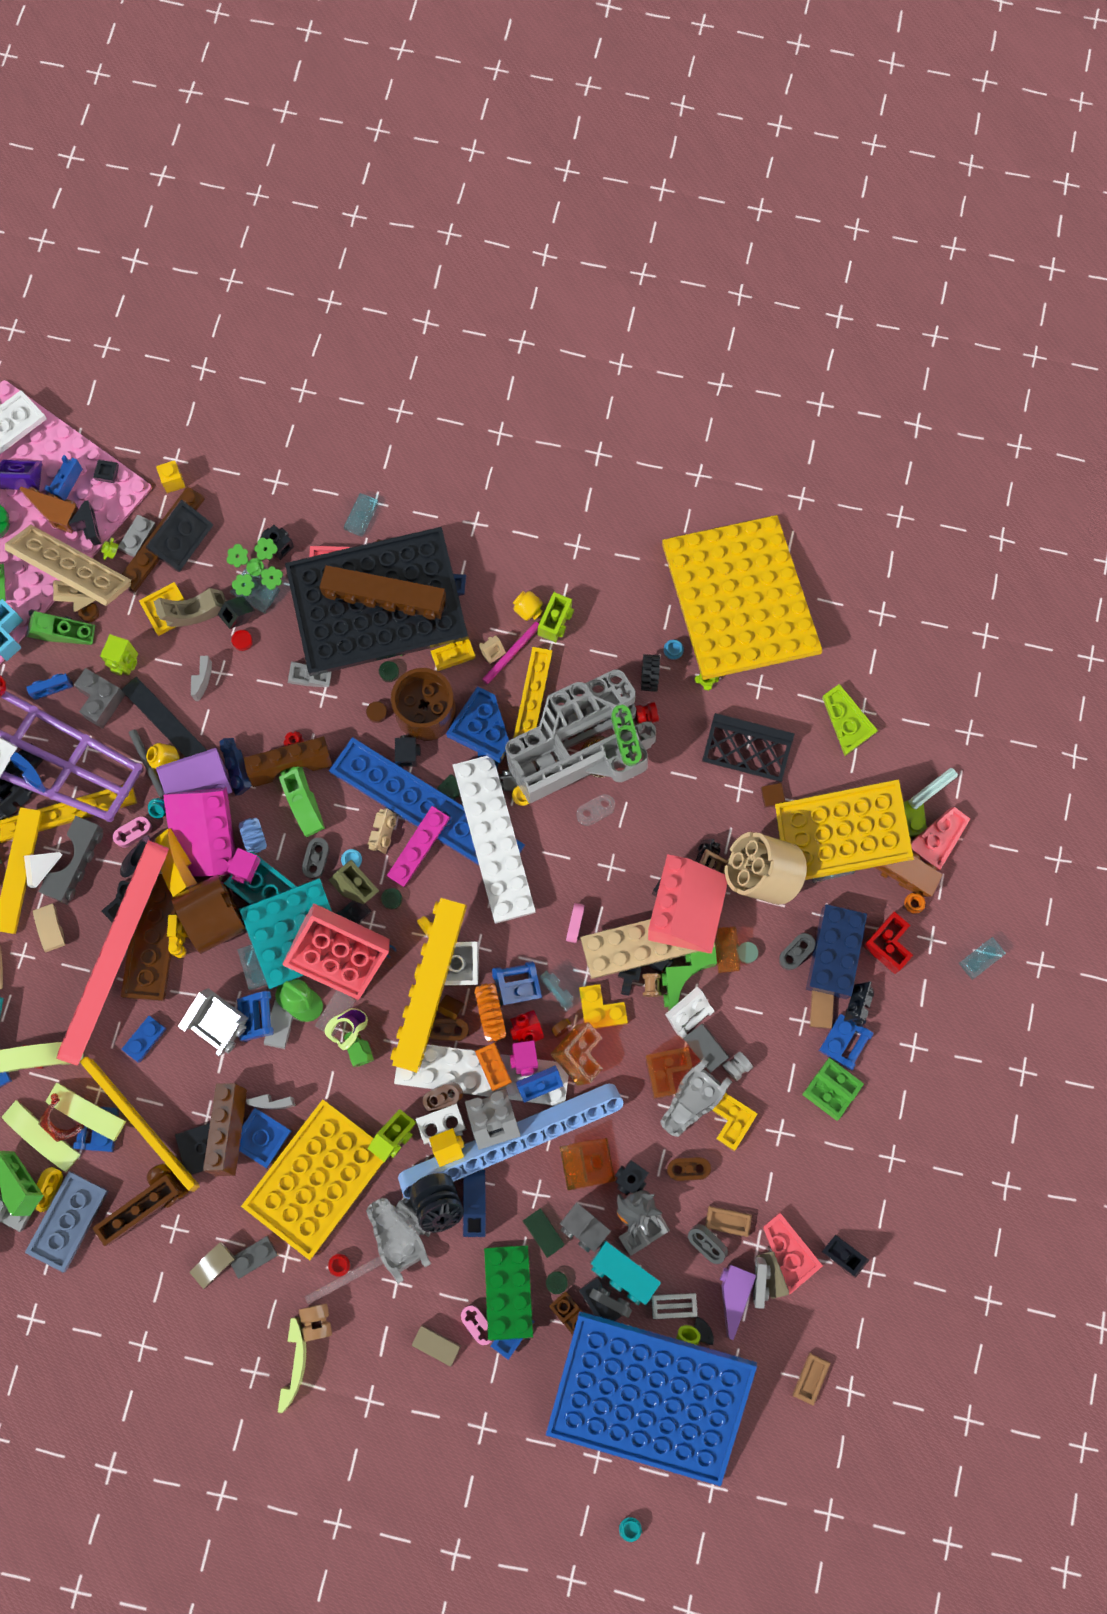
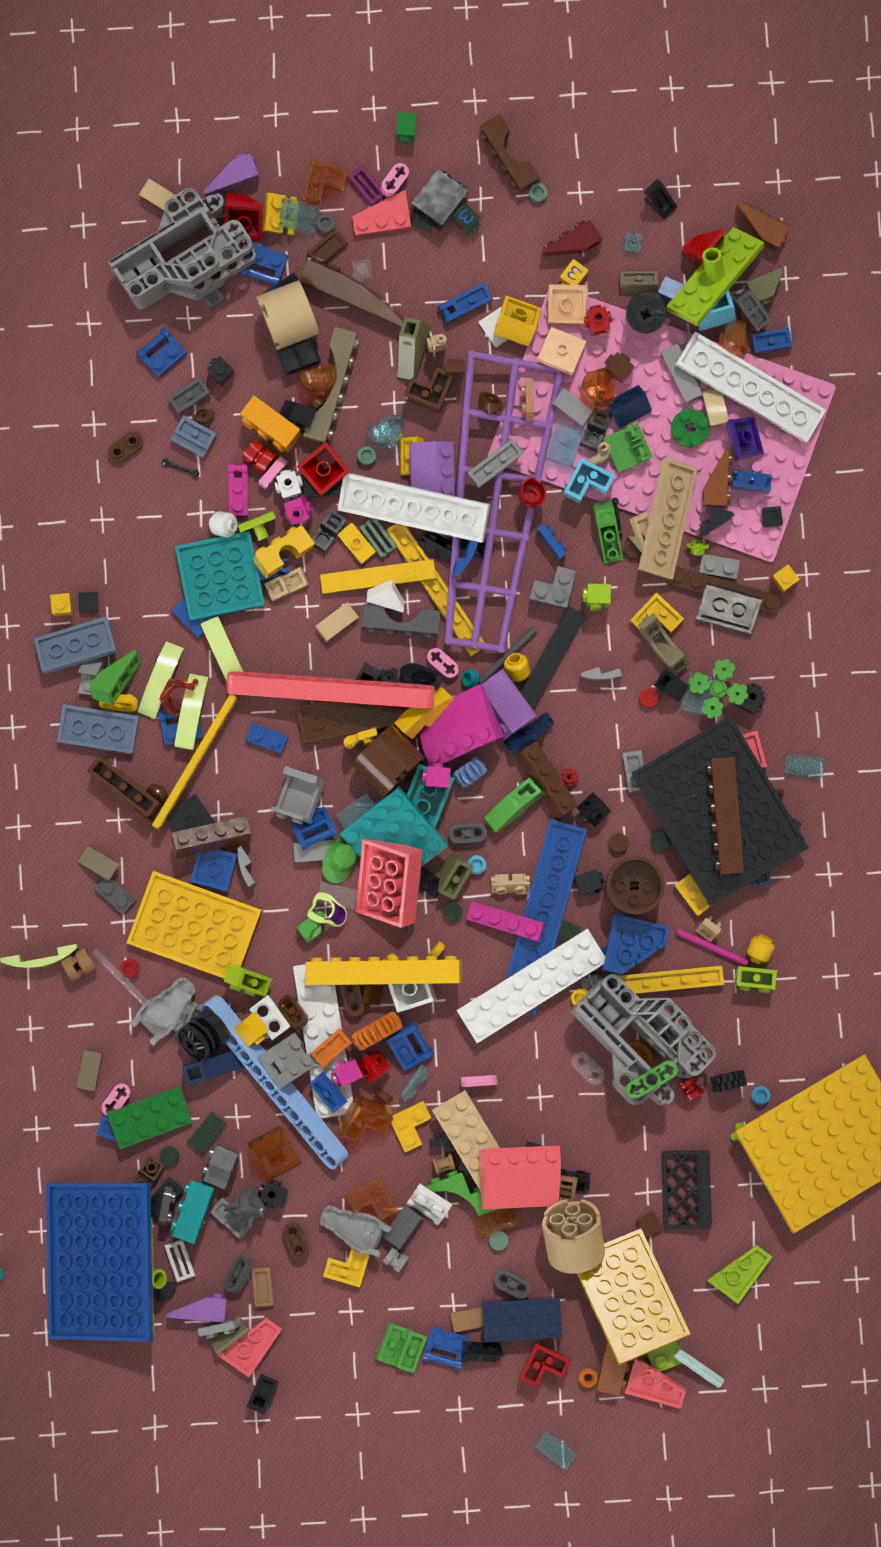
camera: 75 degrees right, 10 degrees up
(334, 724) = (593, 810): none -> black brick
(811, 1379) = (154, 1391): medium nougat tile -> none

